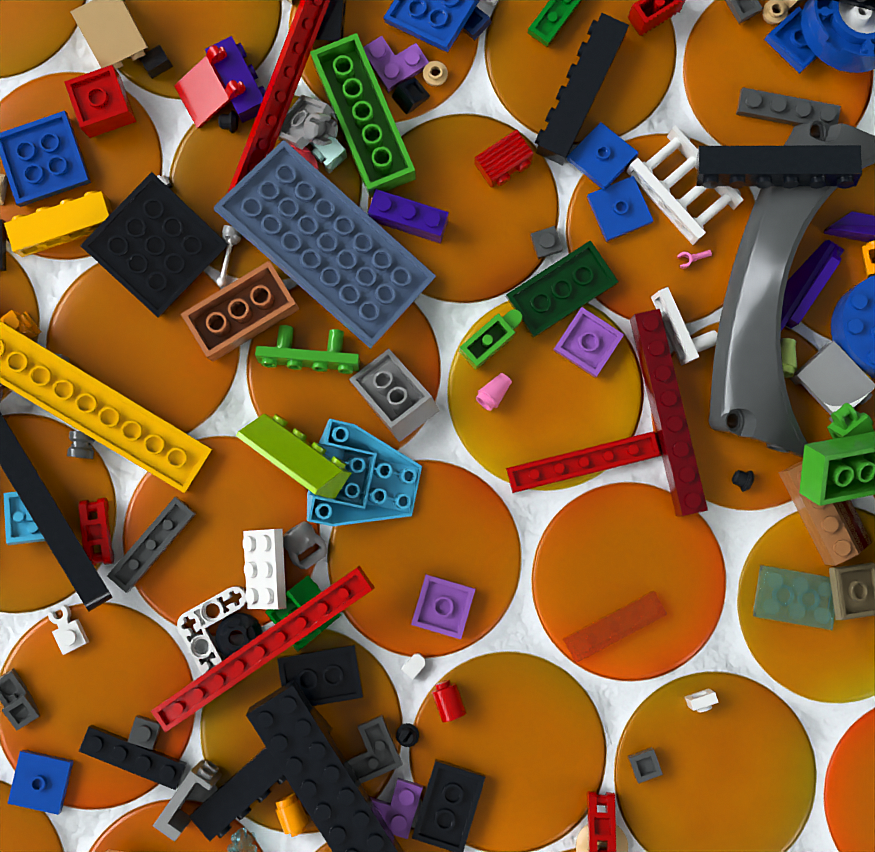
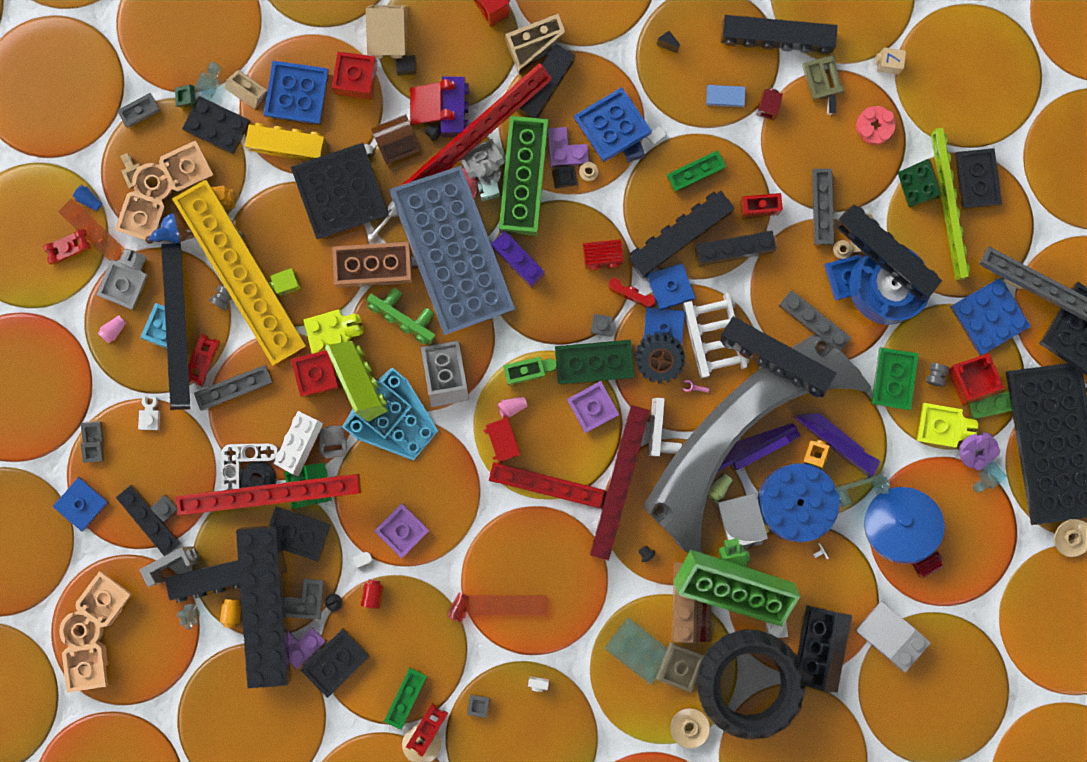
camera: 30 degrees right, 0 degrees up
(146, 387) = (285, 282): none -> lime brick
(189, 151) = (396, 139): none -> reddish brown brick
(230, 413) = (331, 329): none -> neon yellow plate
(241, 475) = (315, 374): none -> red container
(506, 435) = (502, 440): none -> red container
(554, 803) = (405, 698): none -> green plate
(559, 661) = (458, 608): none -> clear red cone
(561, 187) = (631, 293): none -> red plate
(637, 241) = (660, 357): none -> black wheel
(653, 72) = (735, 248): none -> black brick

